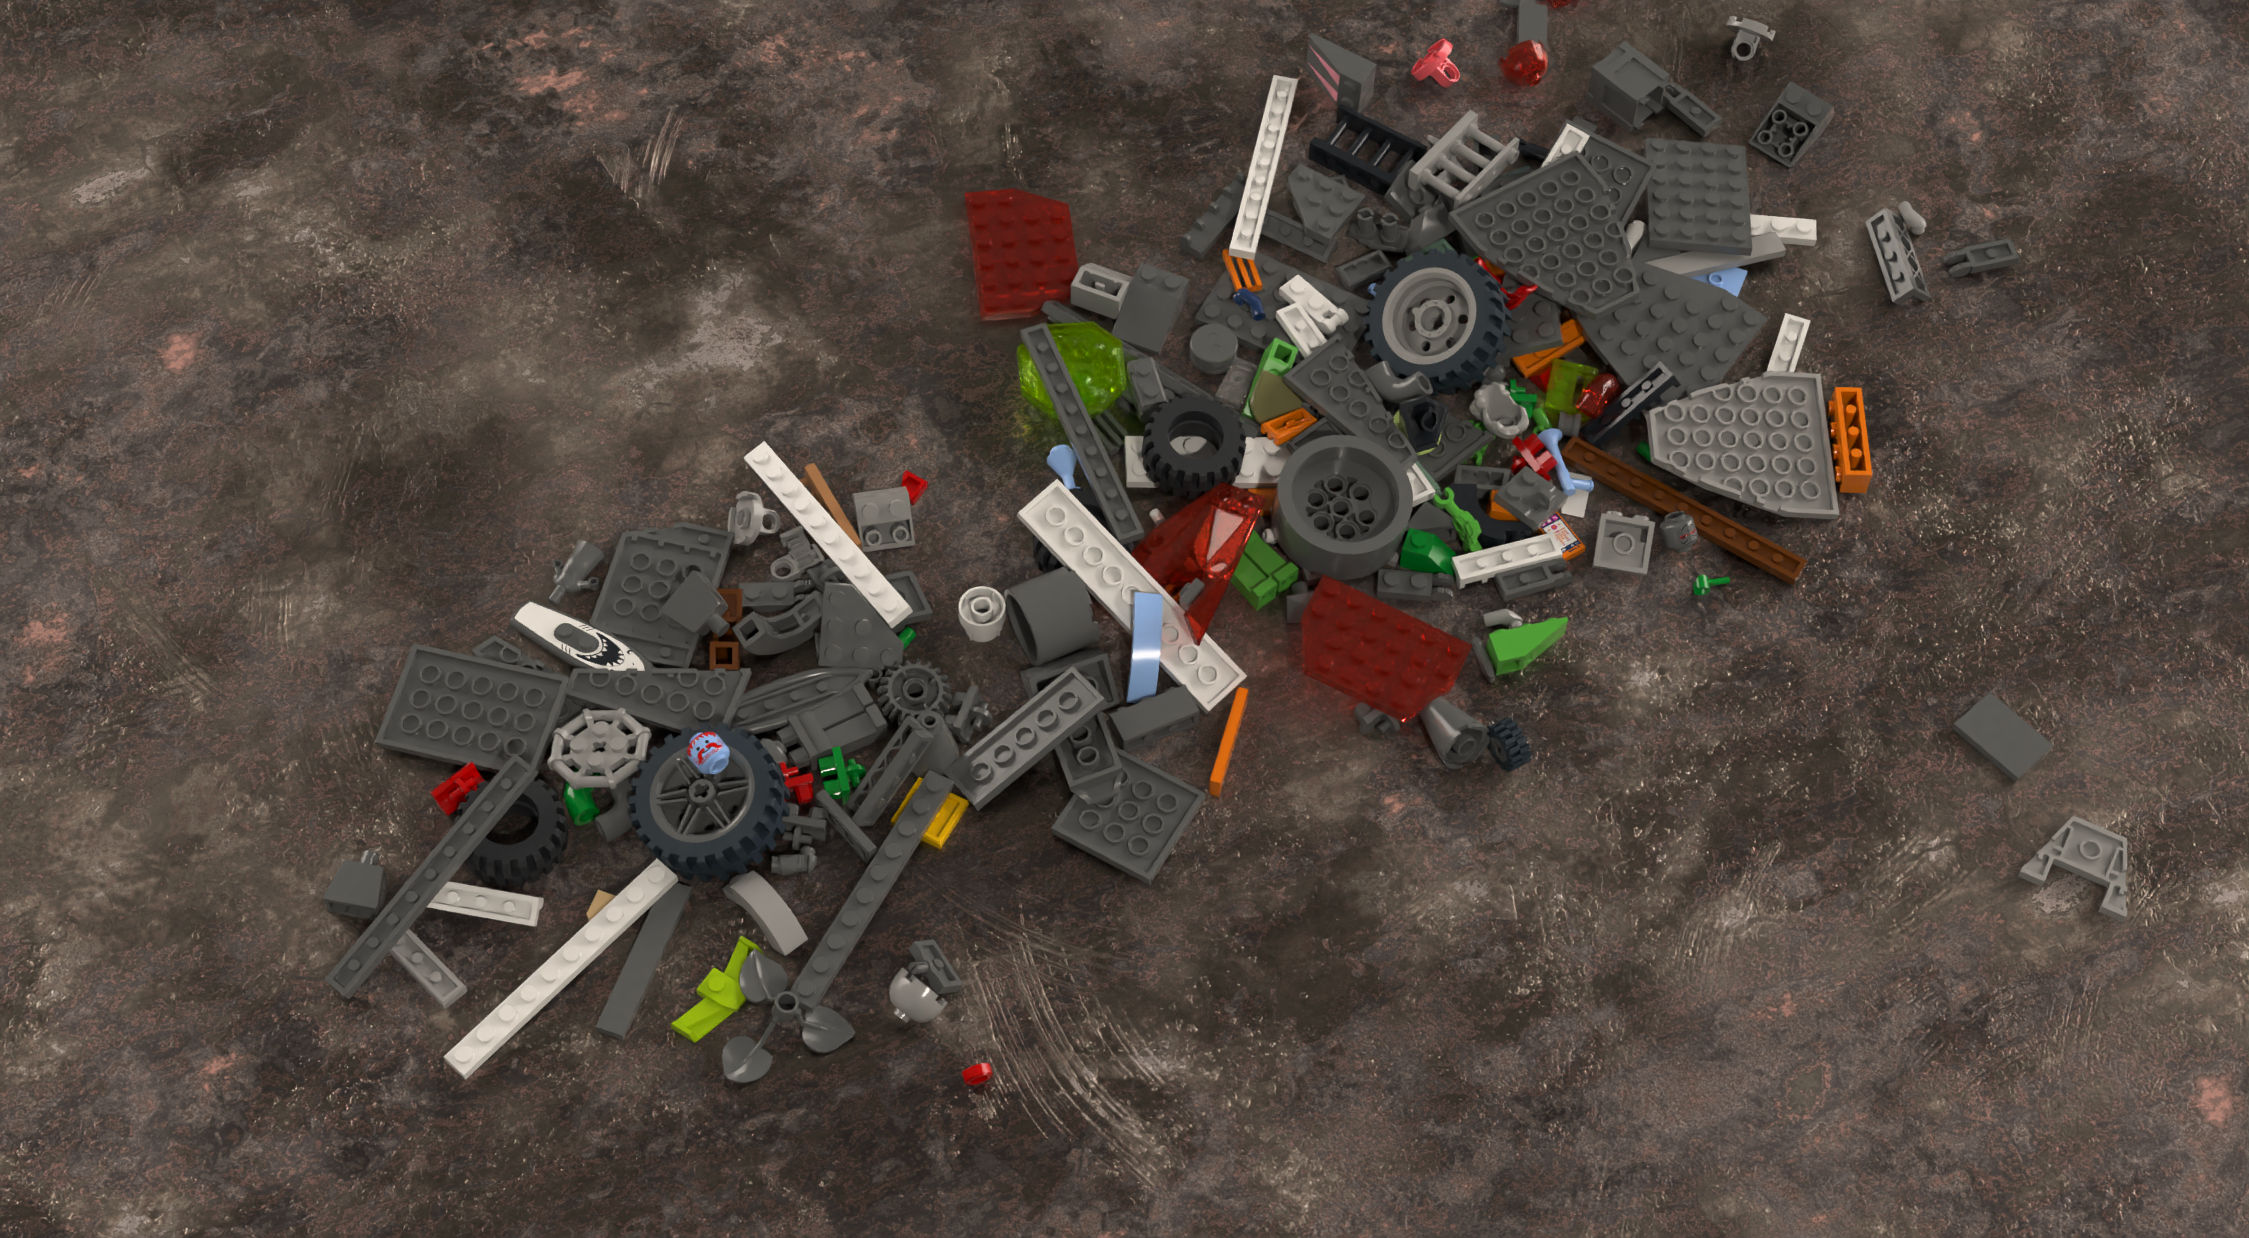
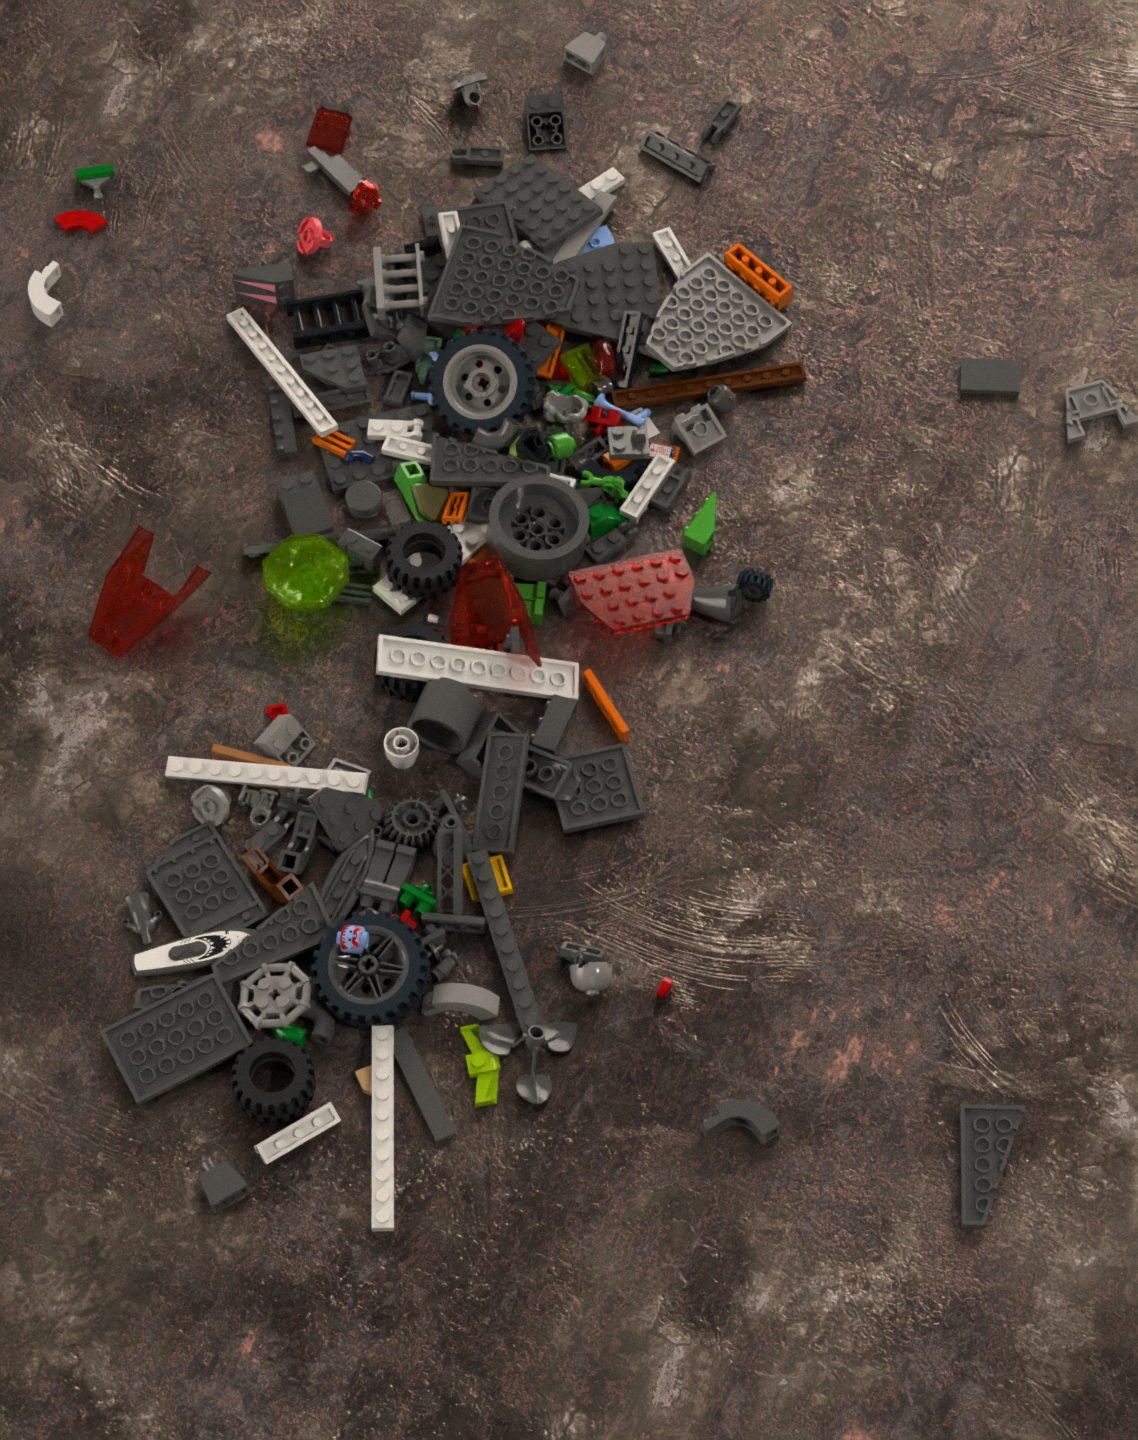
camera: 40 degrees left, 0 degrees up
(427, 969) = (296, 1194): light grey tile -> none
(431, 876) = (265, 1138): dark grey plate -> none
(455, 788) = (217, 1085): red hips -> none
(698, 606) = (244, 873): dark grey torso -> none
(895, 266) = (133, 603): none -> clear red windscreen
(1019, 251) = (192, 531): clear red plate -> none
(1063, 462) = (350, 630): light blue piece -> none
(1082, 434) = (355, 601): dark grey plate -> none
(1100, 289) = (266, 516): light grey slope -> none
(1145, 646) = (515, 690): light blue slope -> none
(1455, 446) = (561, 445): none -> bright green head
(1485, 664) = (693, 554): dark grey piece -> none
(1503, 616) = (678, 519): light grey arm -> none
(1627, 87) = (436, 168): dark grey container -> none
(1703, 584) = (760, 419): green hand -> none
(1910, 89) = (586, 51): none -> light grey torso
(1912, 218) = (664, 126): light grey arm -> none

